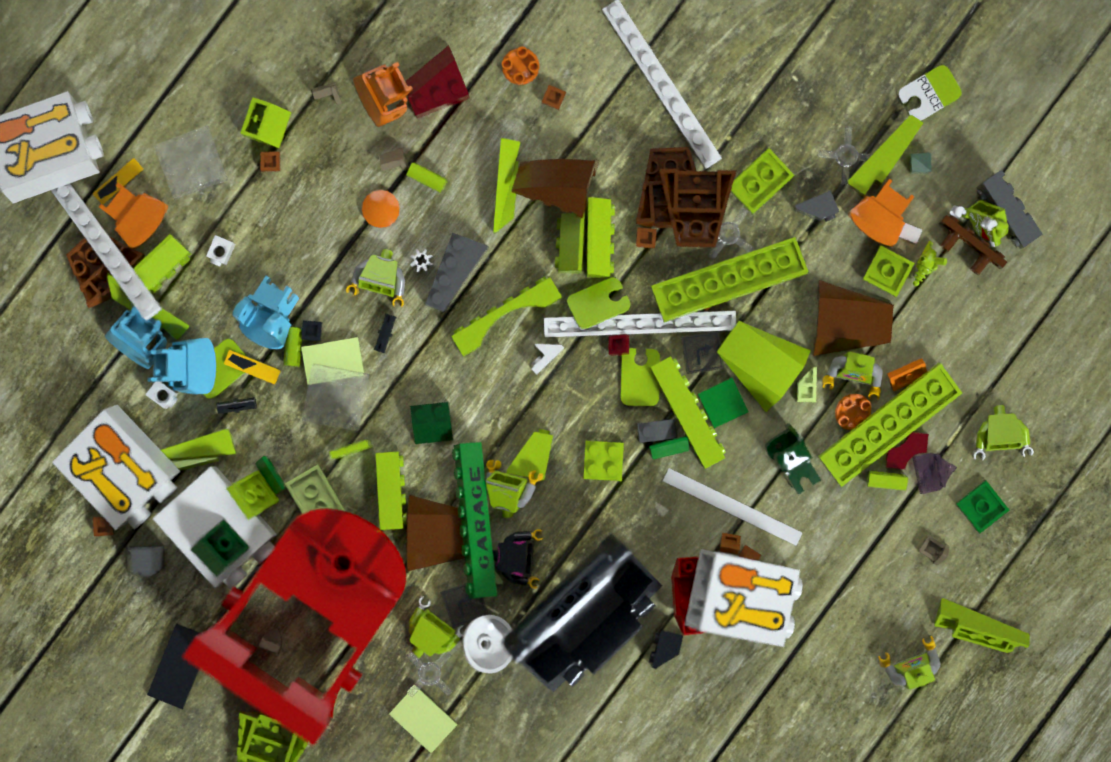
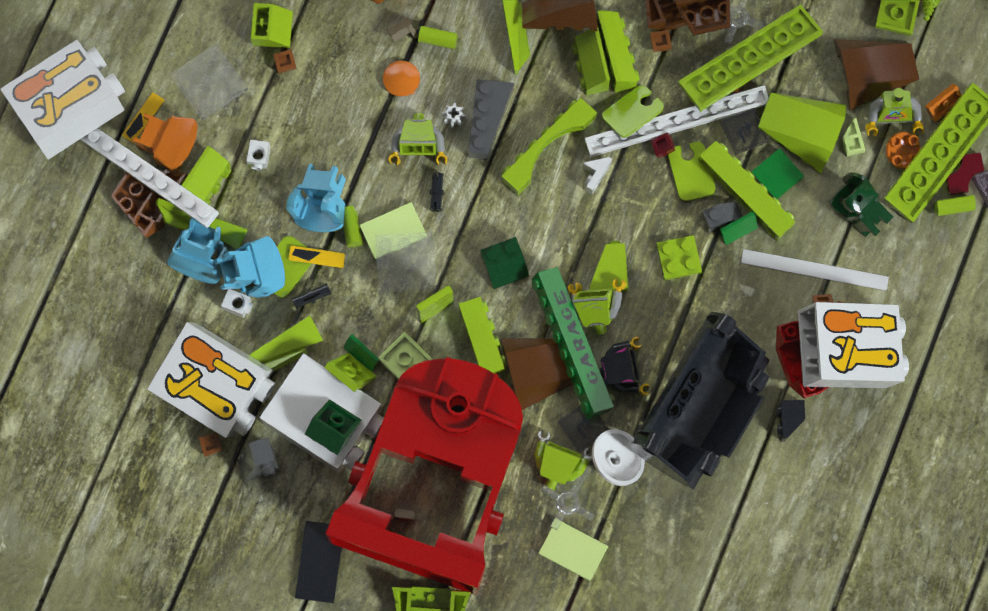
camera: 15 degrees left, 10 degrees down
(311, 330) = (365, 207): black plate -> none

